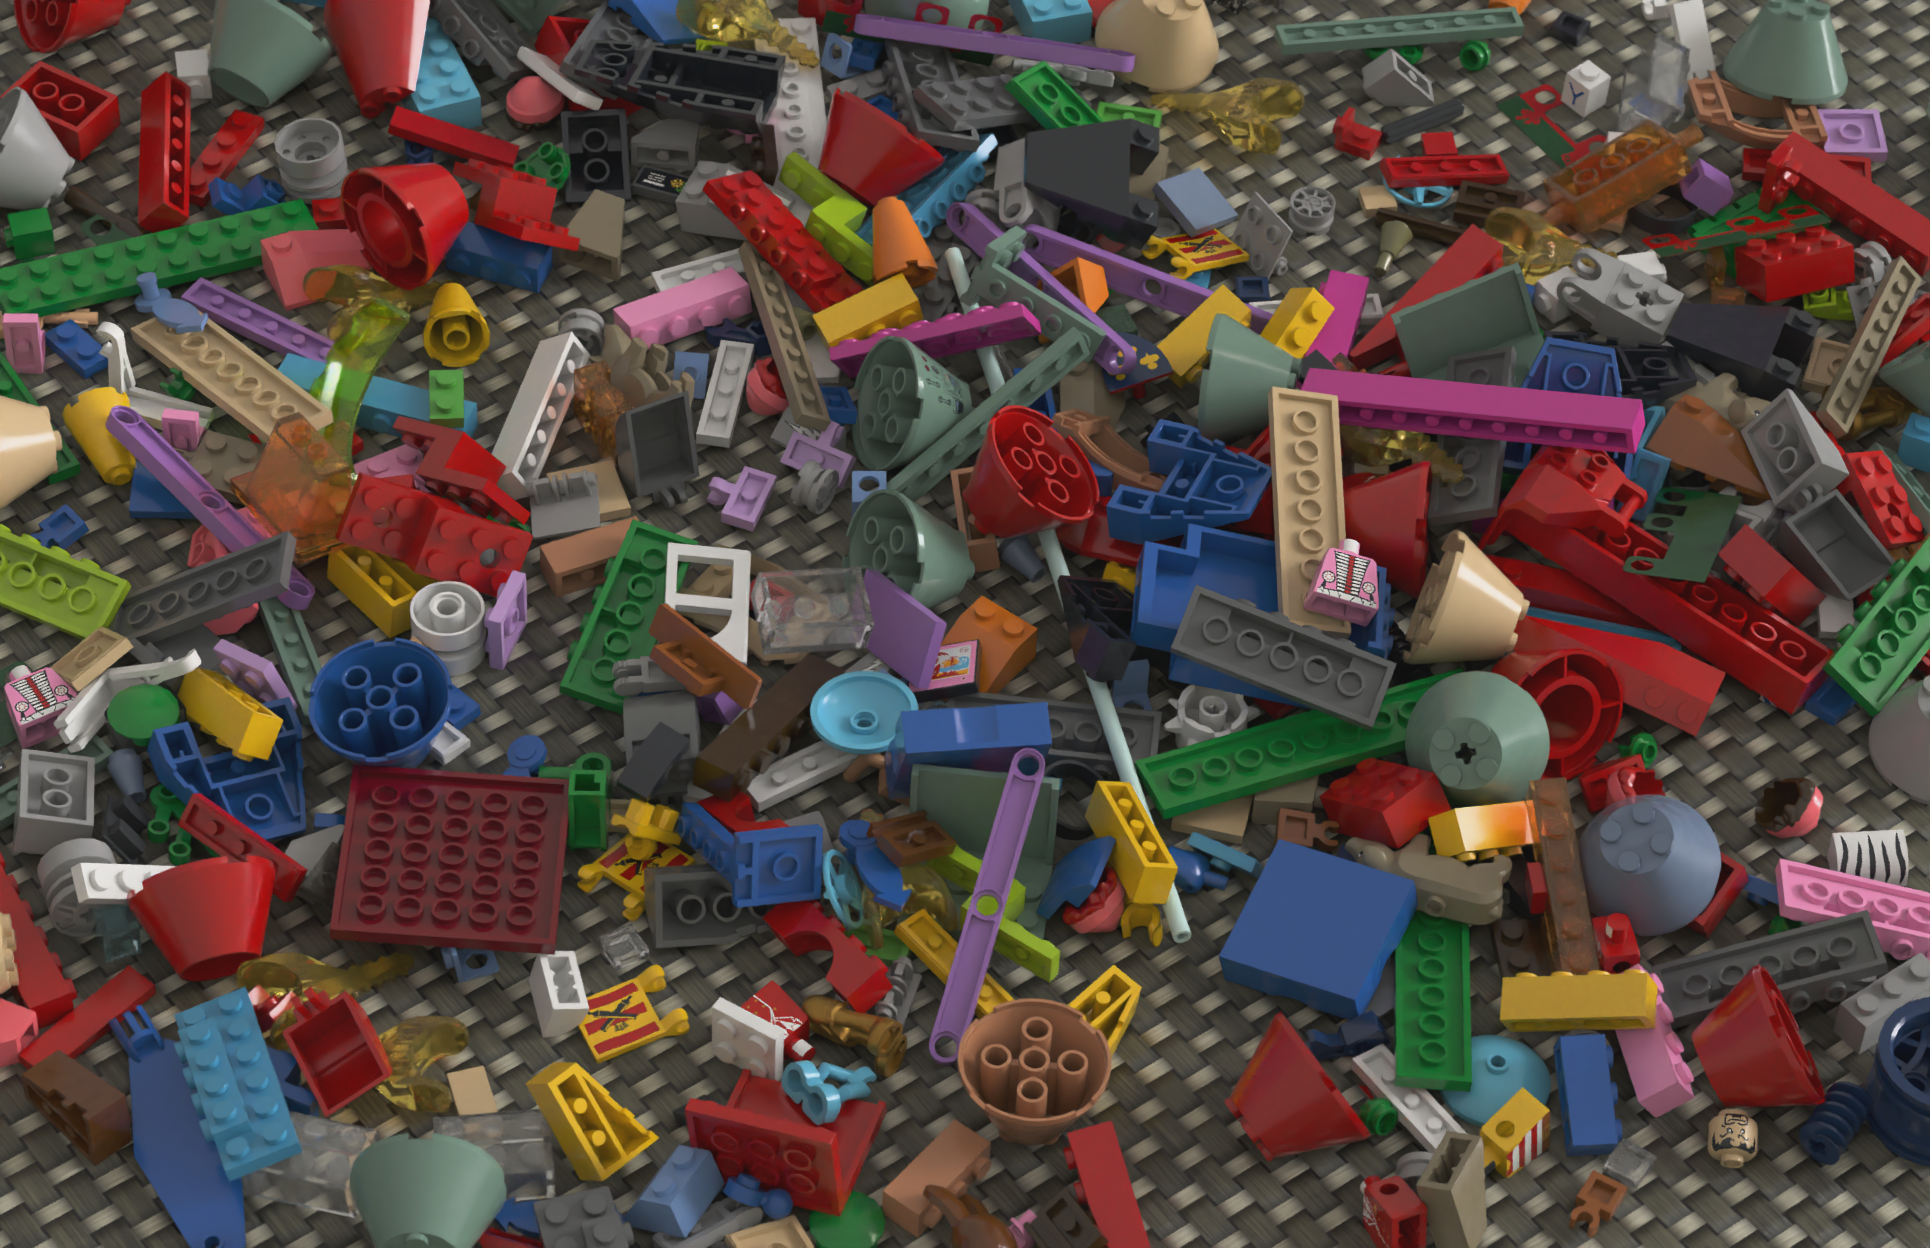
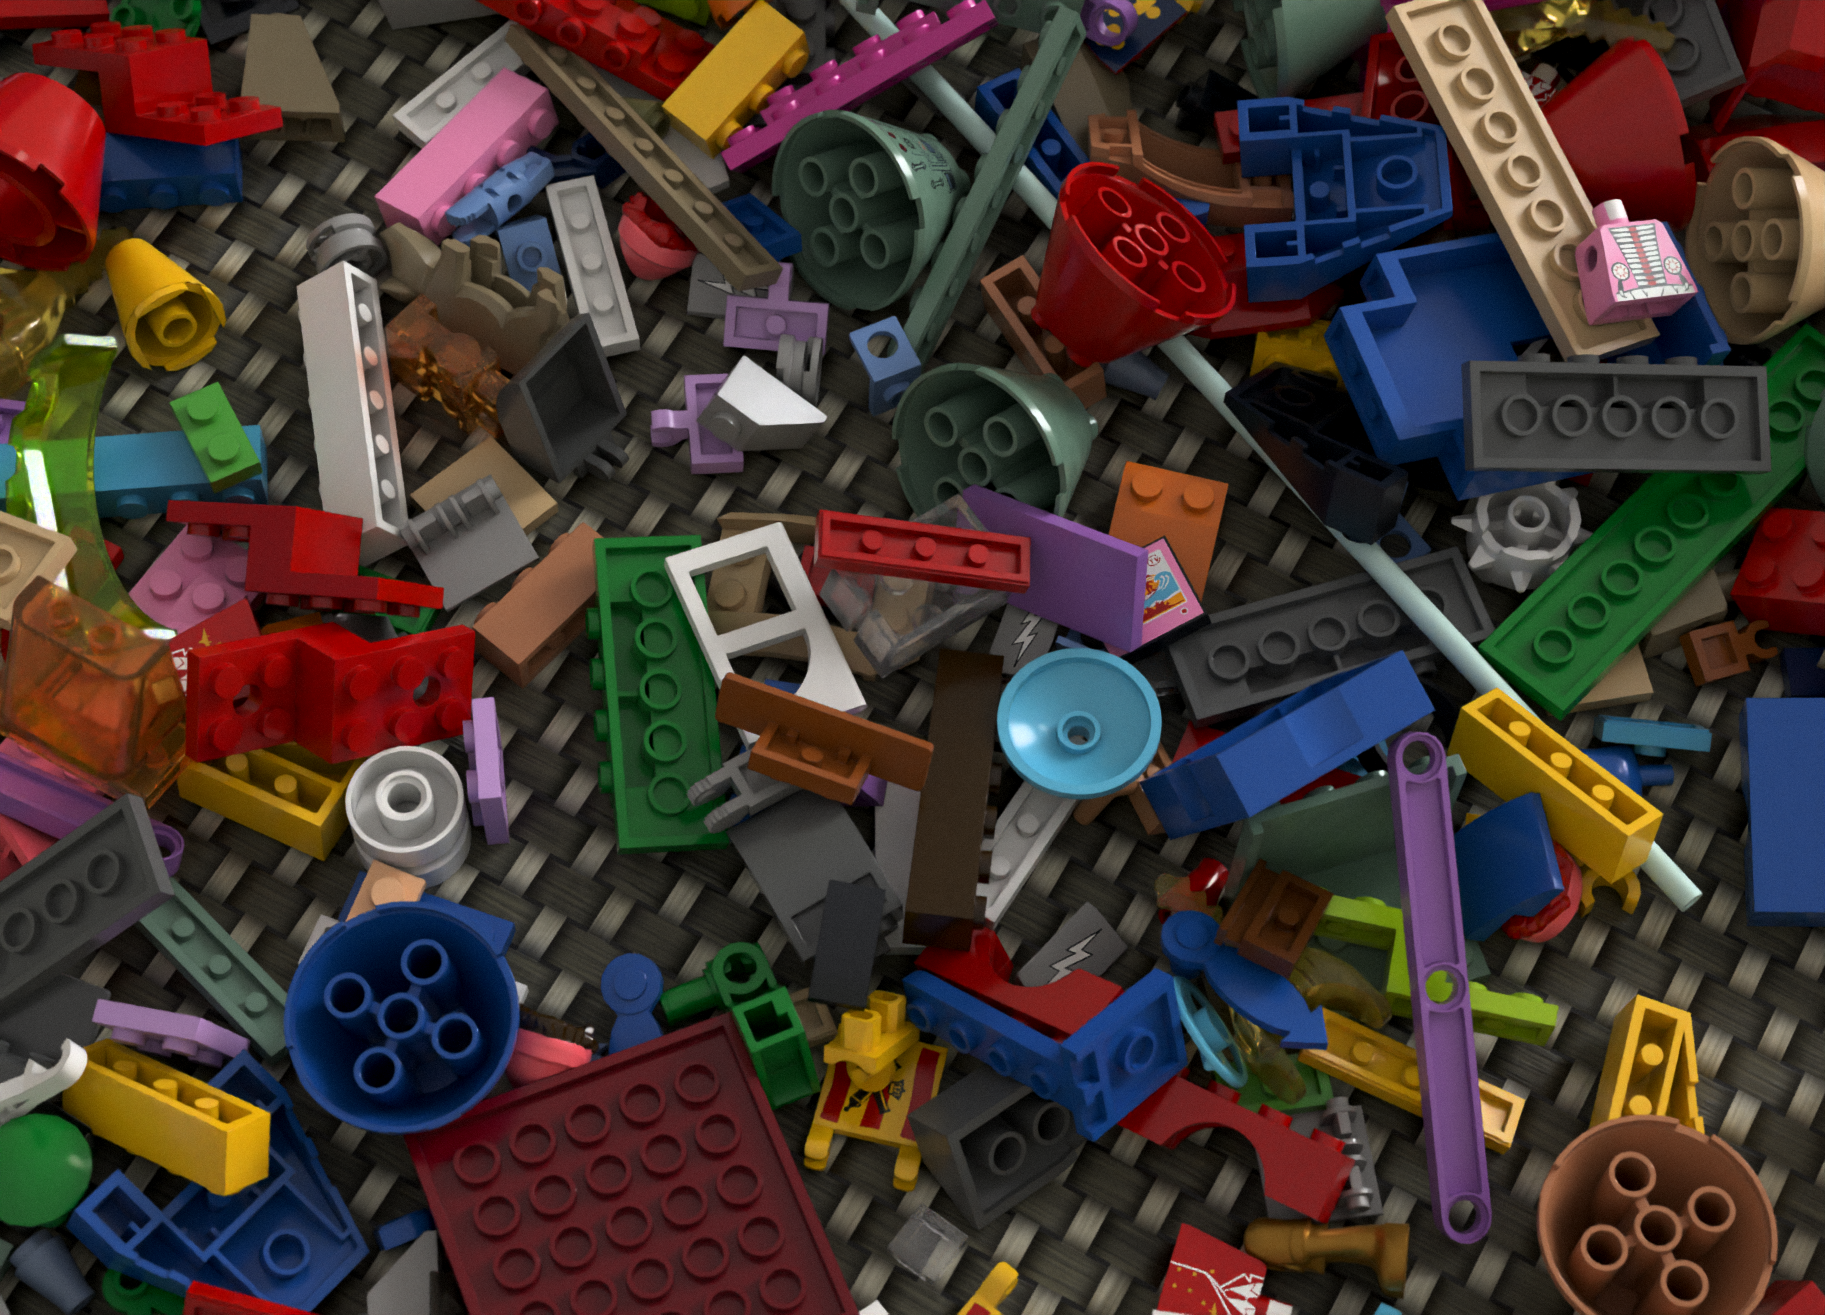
camera: 25 degrees left, 15 degrees up
(457, 753) = (548, 1047): none -> coral hair
(689, 333) = (499, 197): none -> medium blue hinge
(775, 497) = (759, 411): none -> slope
(817, 585) = (922, 551): none -> red tile

